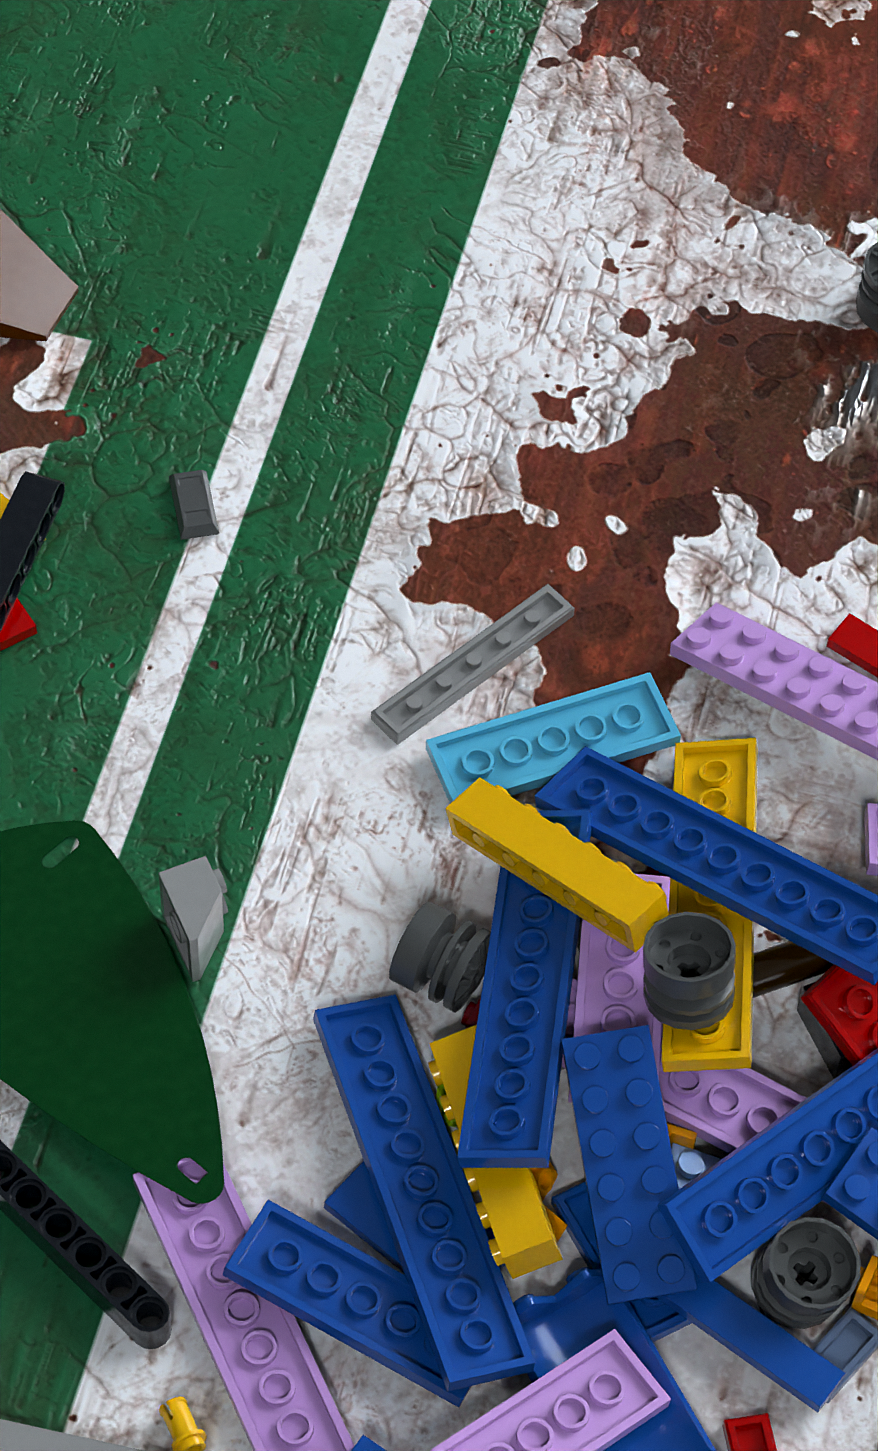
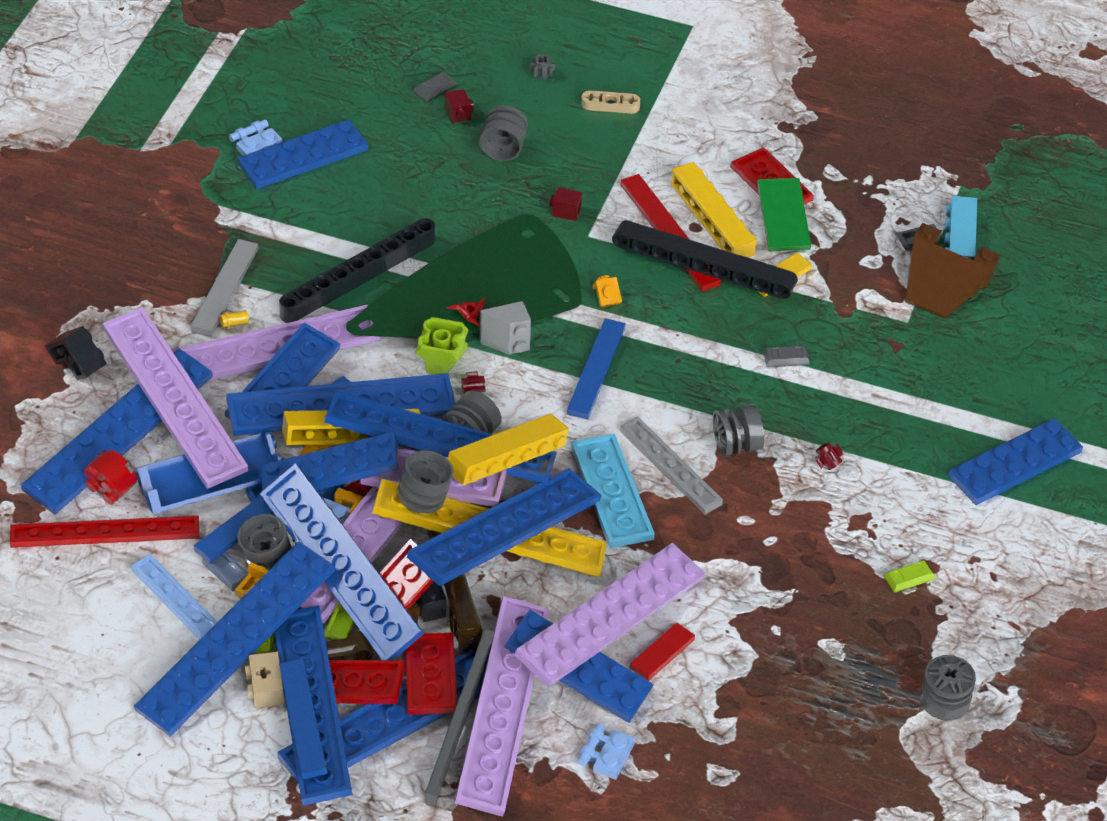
camera: 95 degrees right, 10 degrees down
(57, 770) = (607, 291): none -> light orange bracket
(130, 1004) = (465, 308): none -> red piece
(246, 1023) = (441, 344): none -> lime piece
(253, 783) = (596, 369): none -> blue tile
(331, 970) = (473, 382): none -> dark red gear
(401, 207) = (1015, 461): none -> blue plate
(410, 550) = (738, 430): none -> dark grey wheel
(438, 444) = (829, 455): none -> dark red gear
(662, 343) = (909, 576): none -> lime tile

